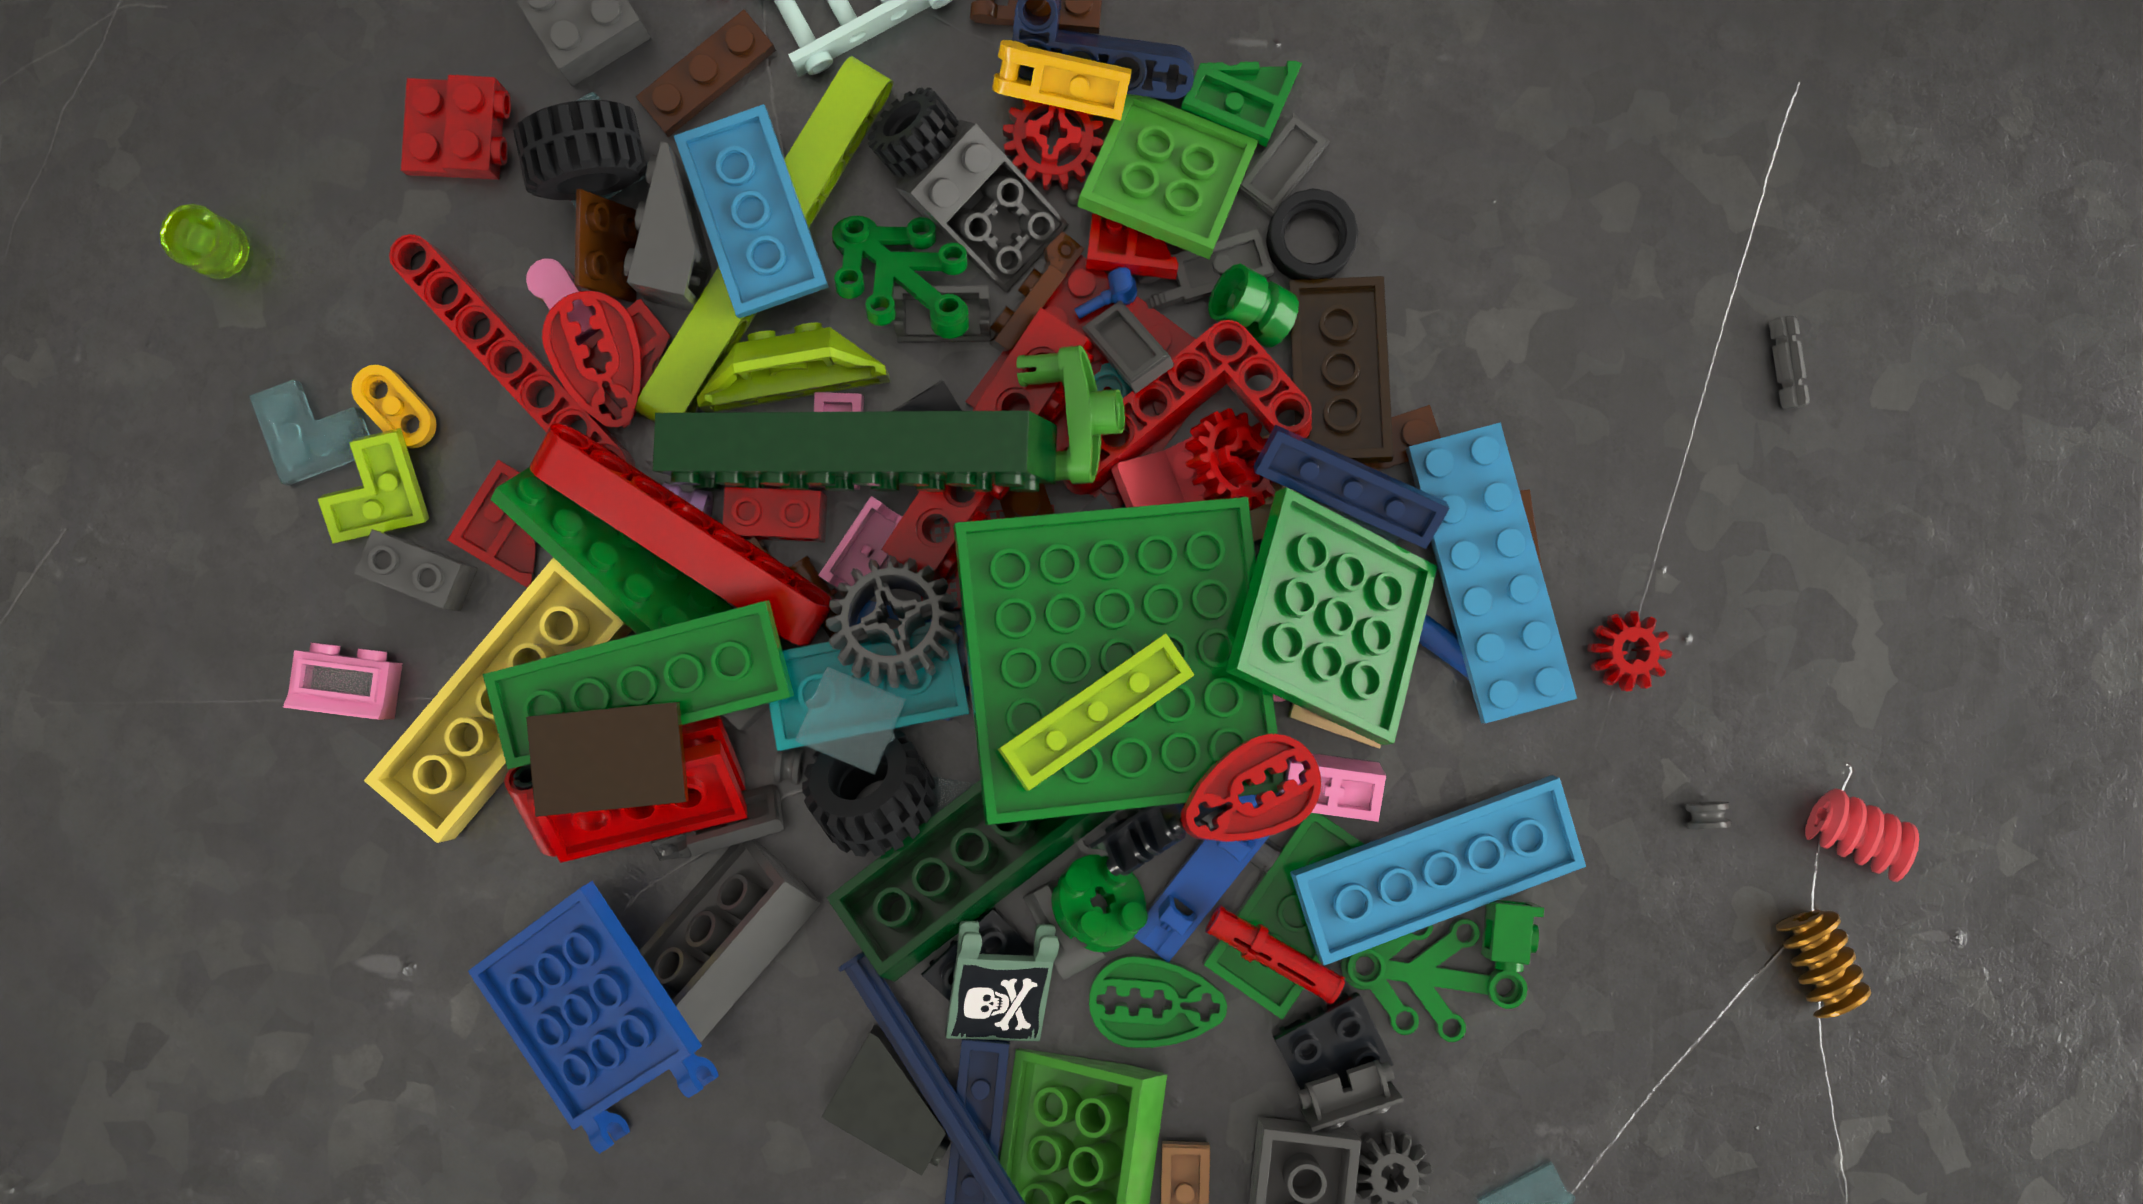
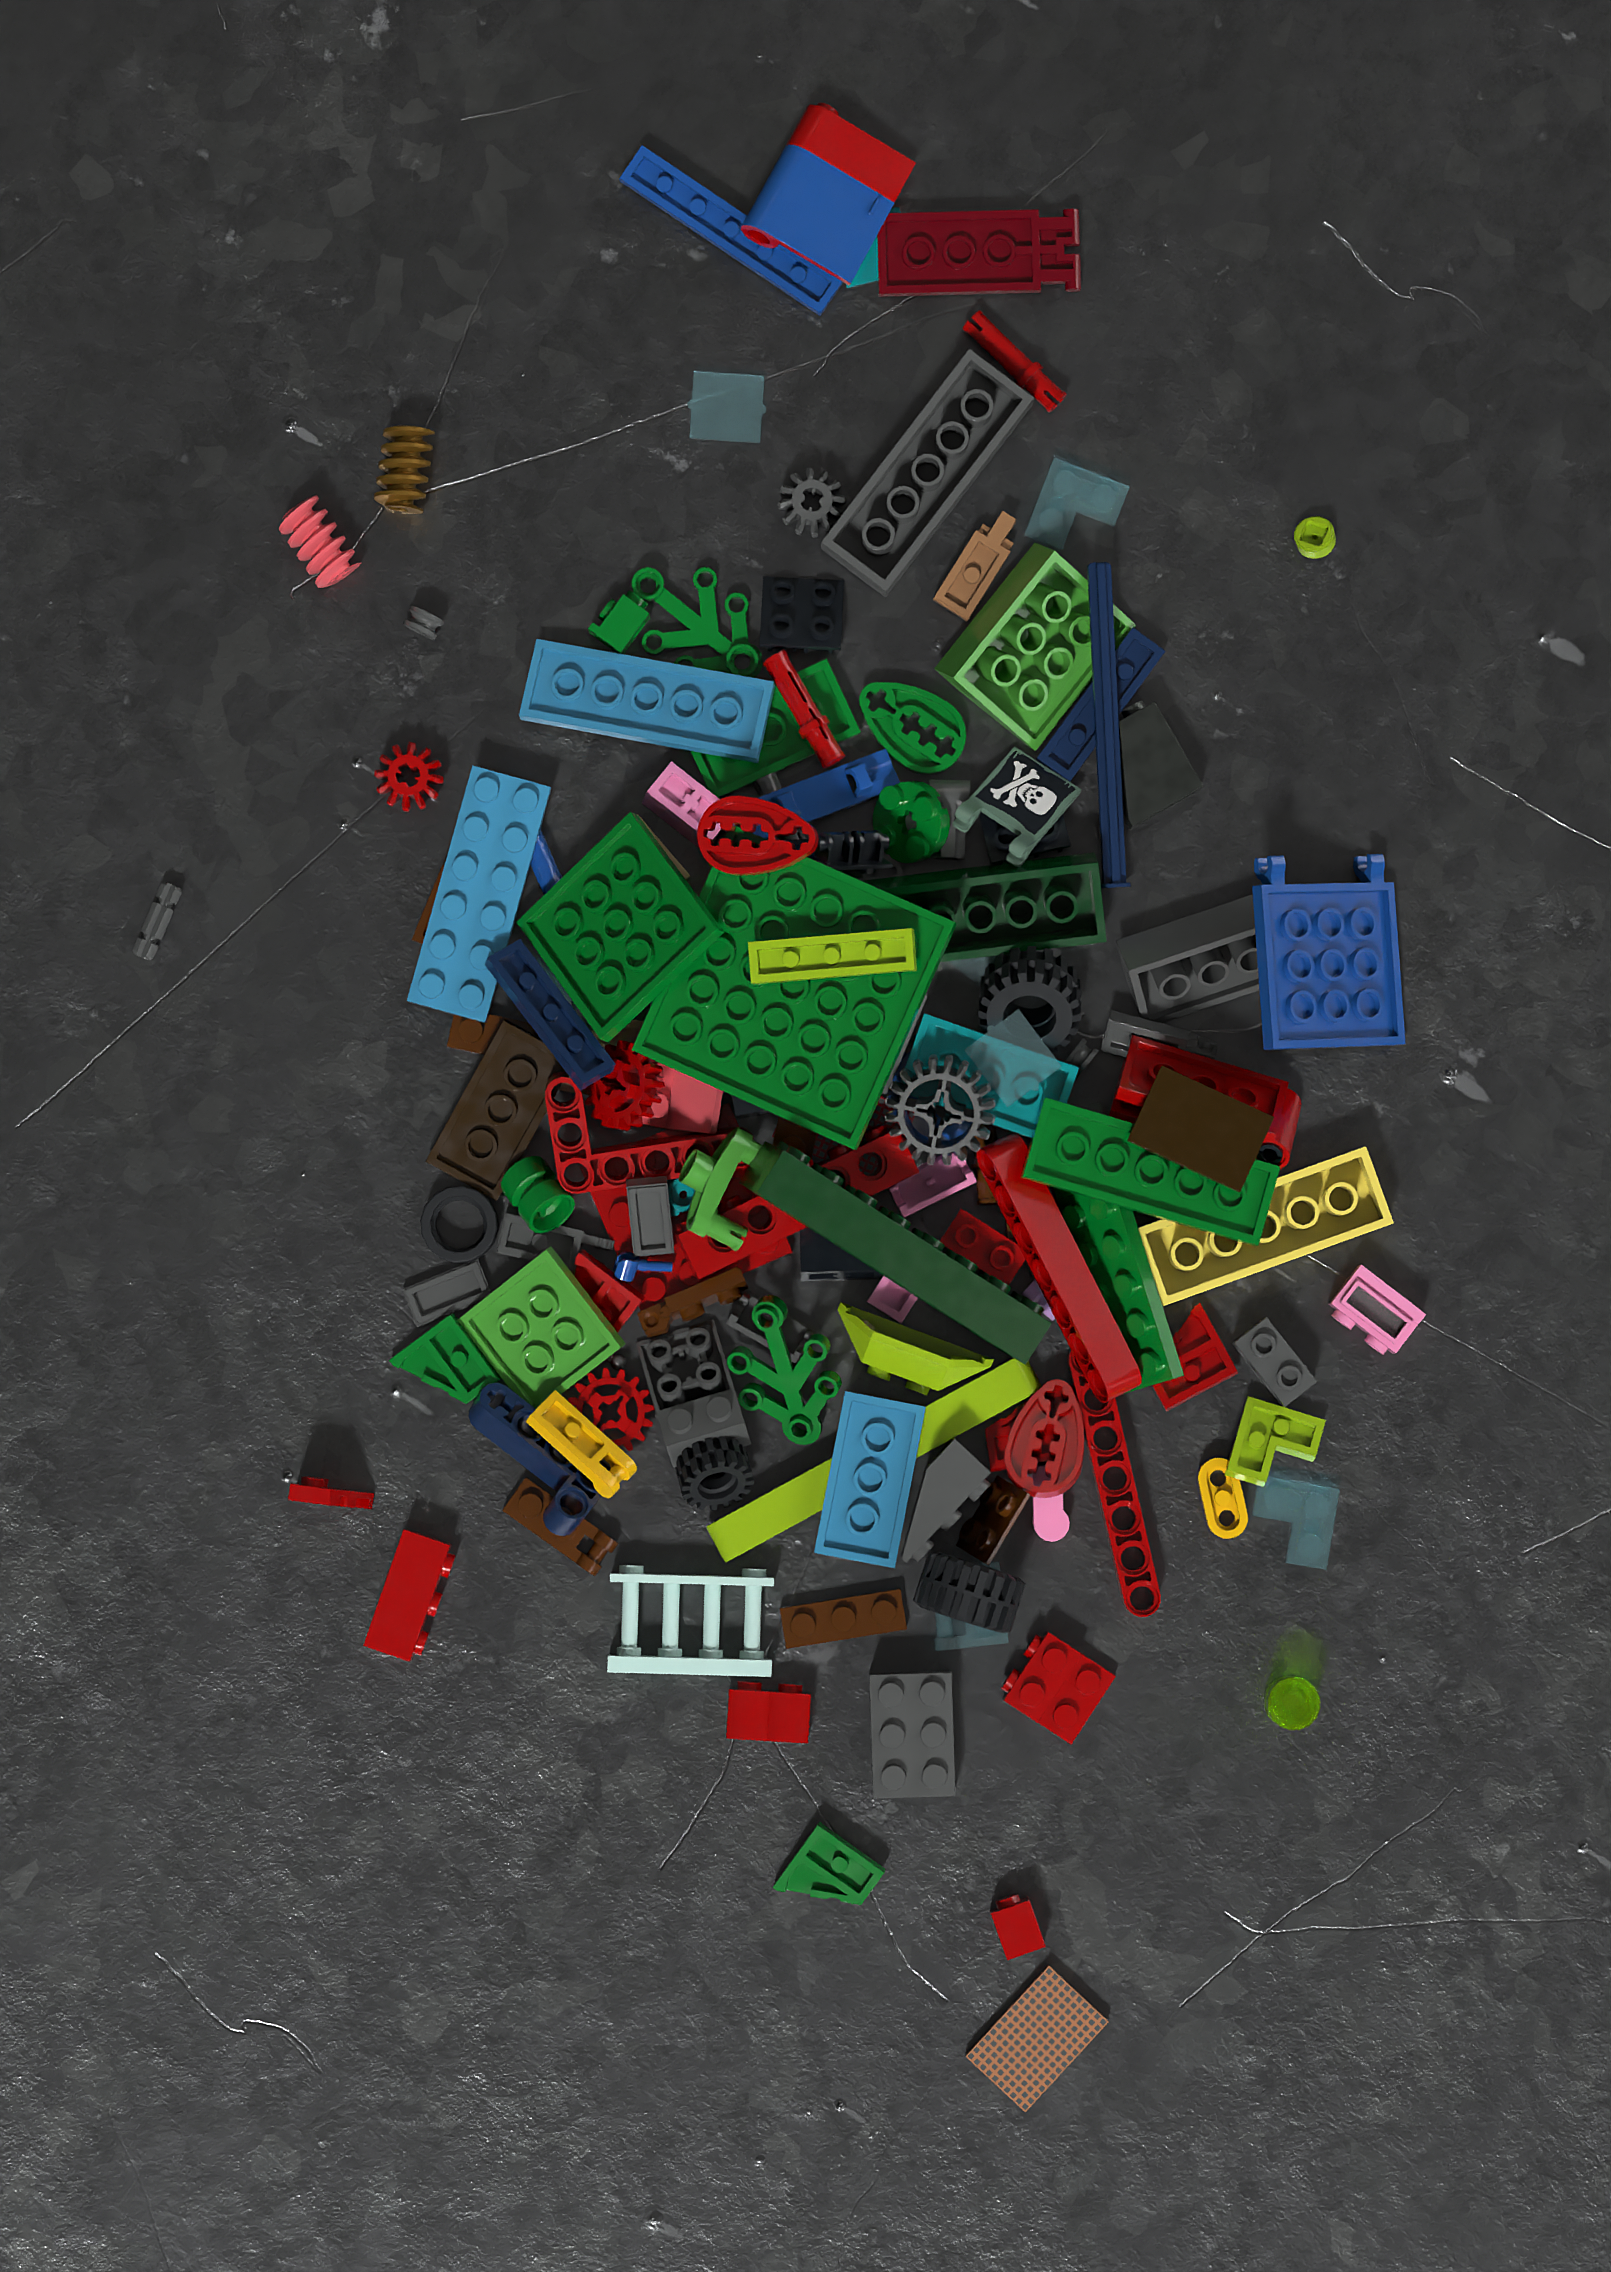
camera: 145 degrees left, 0 degrees up
(1370, 1093) = (829, 577): dark grey hinge -> none

